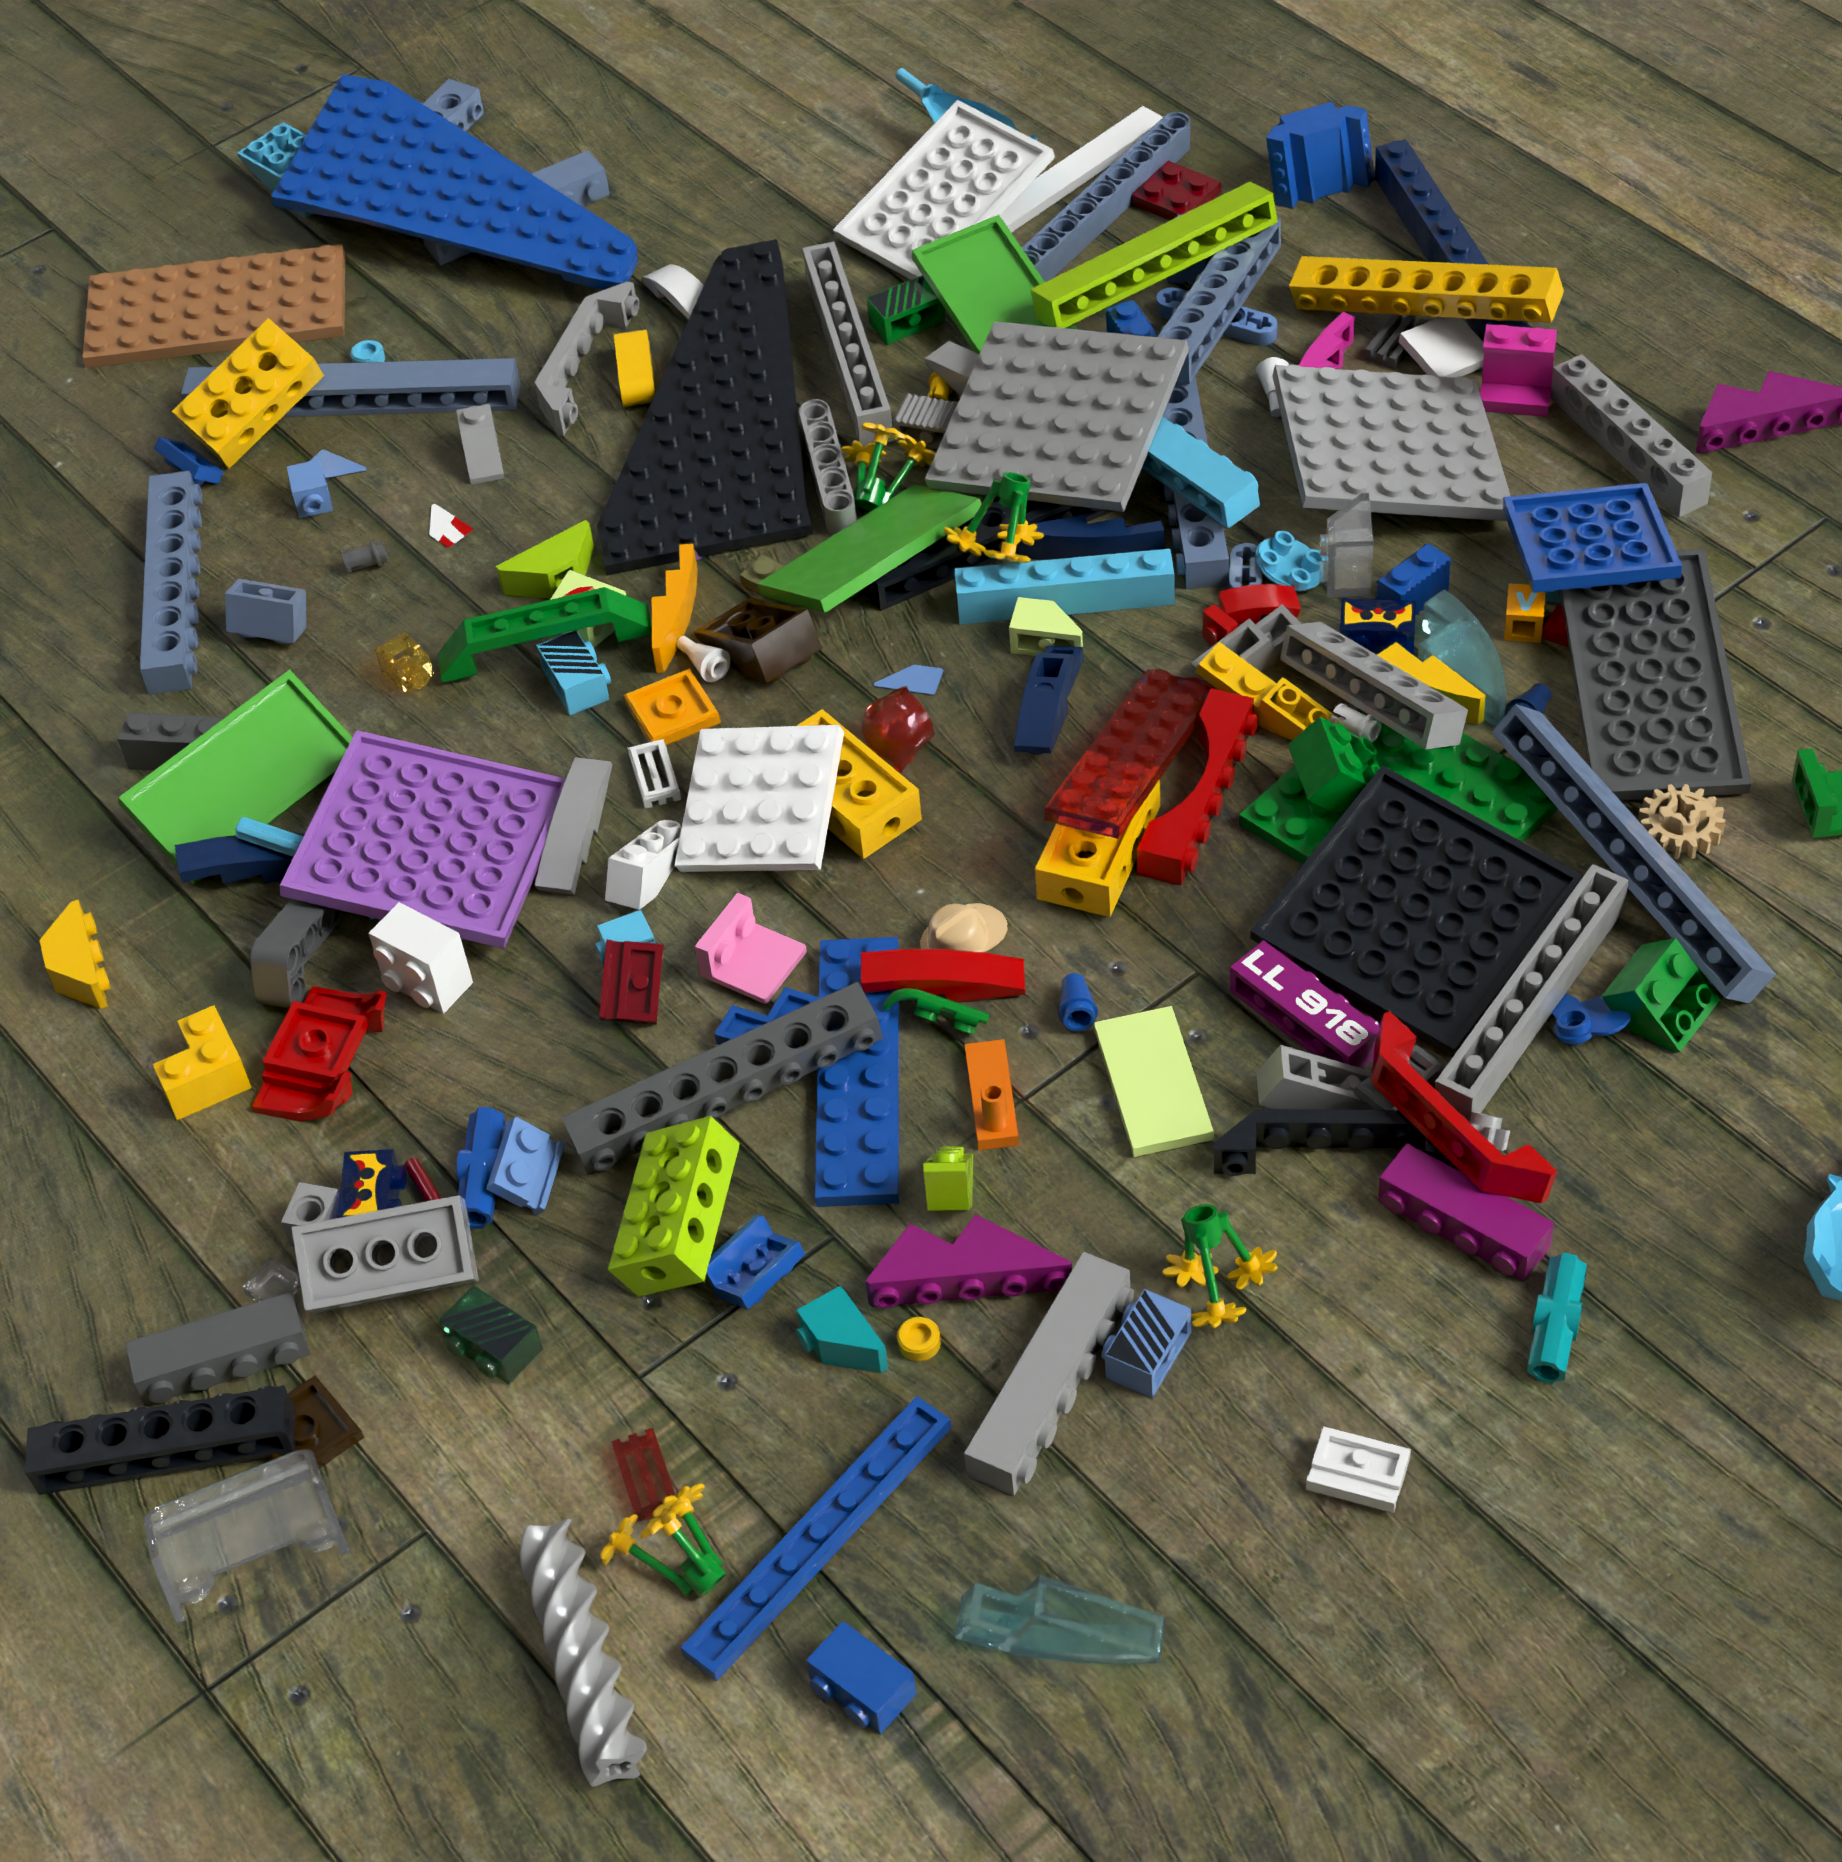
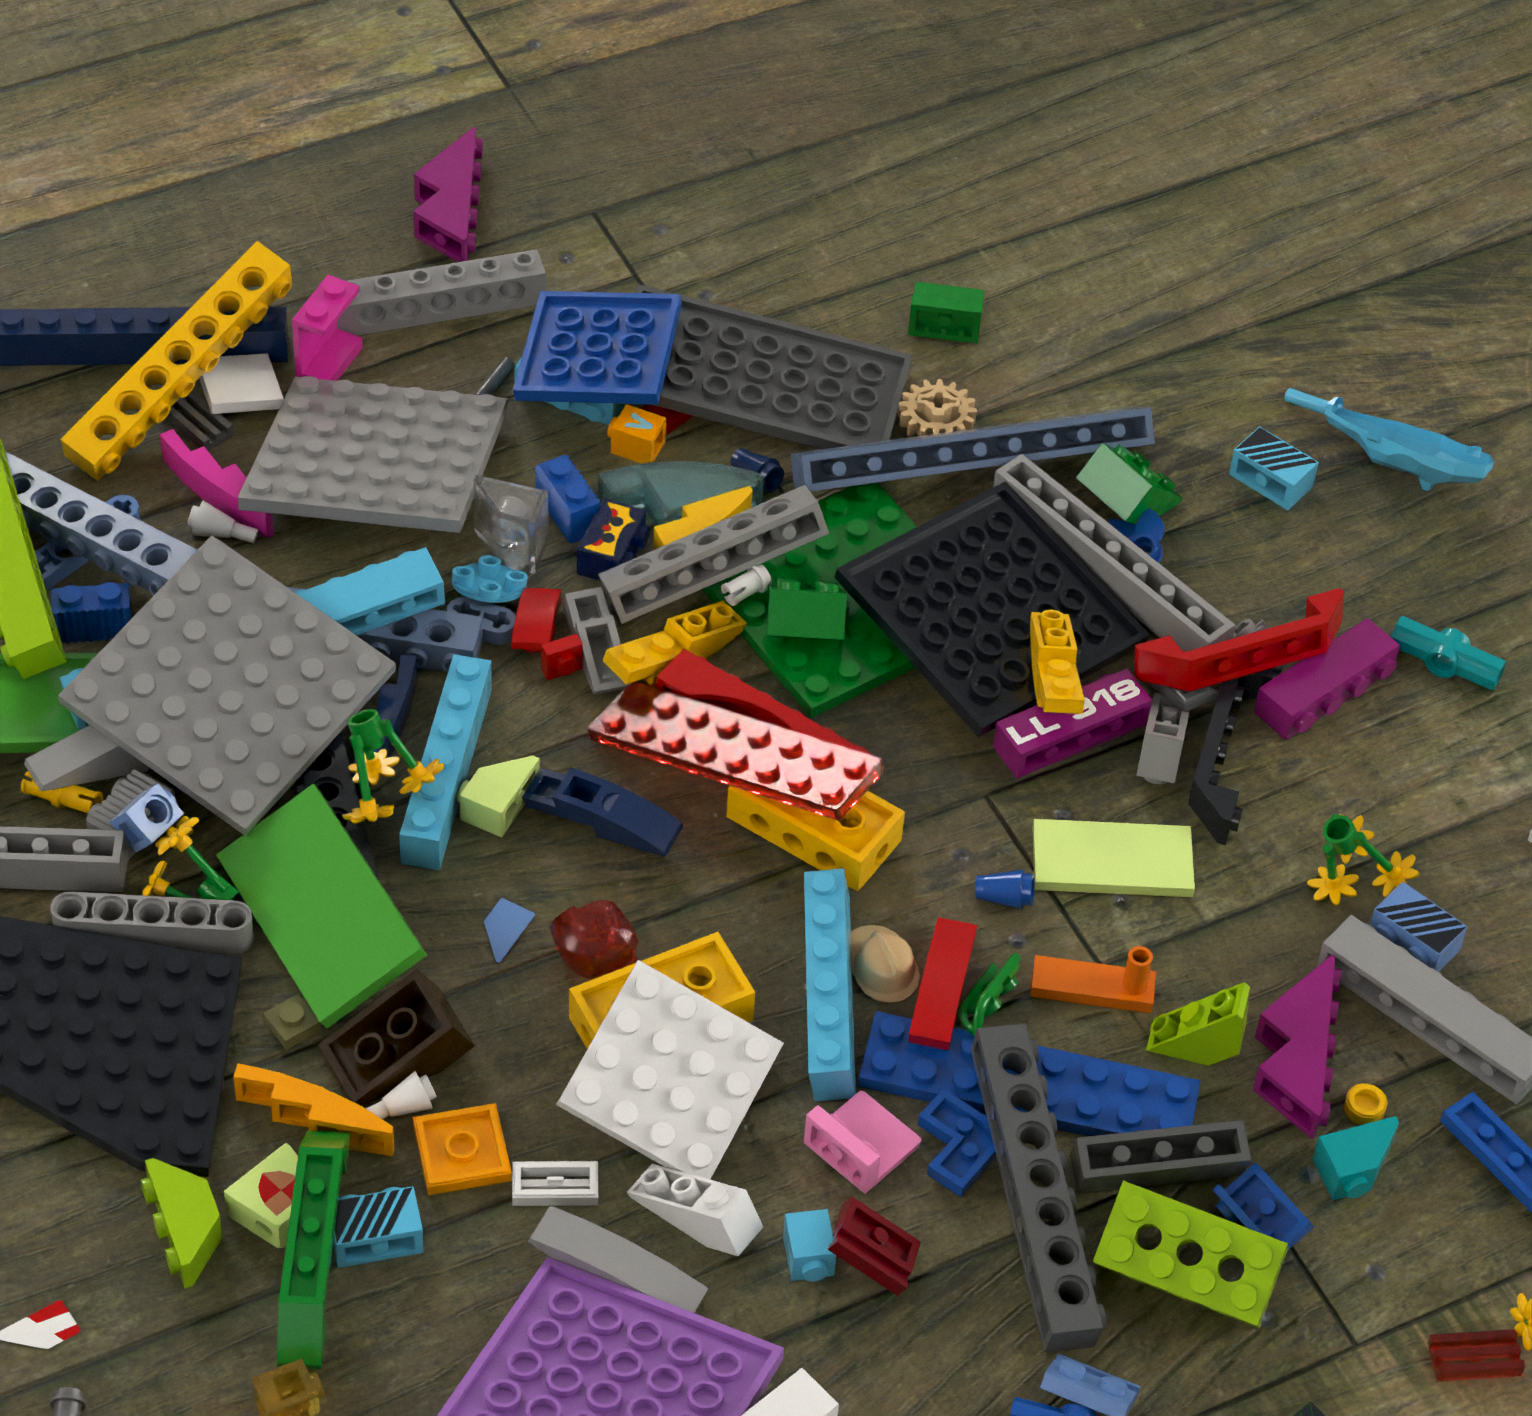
camera: 85 degrees left, 0 degrees up
(785, 1168) = (1160, 1156): none -> dark grey brick
(897, 409) = (137, 827): none -> medium blue brick
(908, 891) = (829, 985): none -> medium azure brick
(1343, 964) = (1054, 663): none -> yellow slope
(1758, 1114) = (1273, 468): none -> medium azure brick

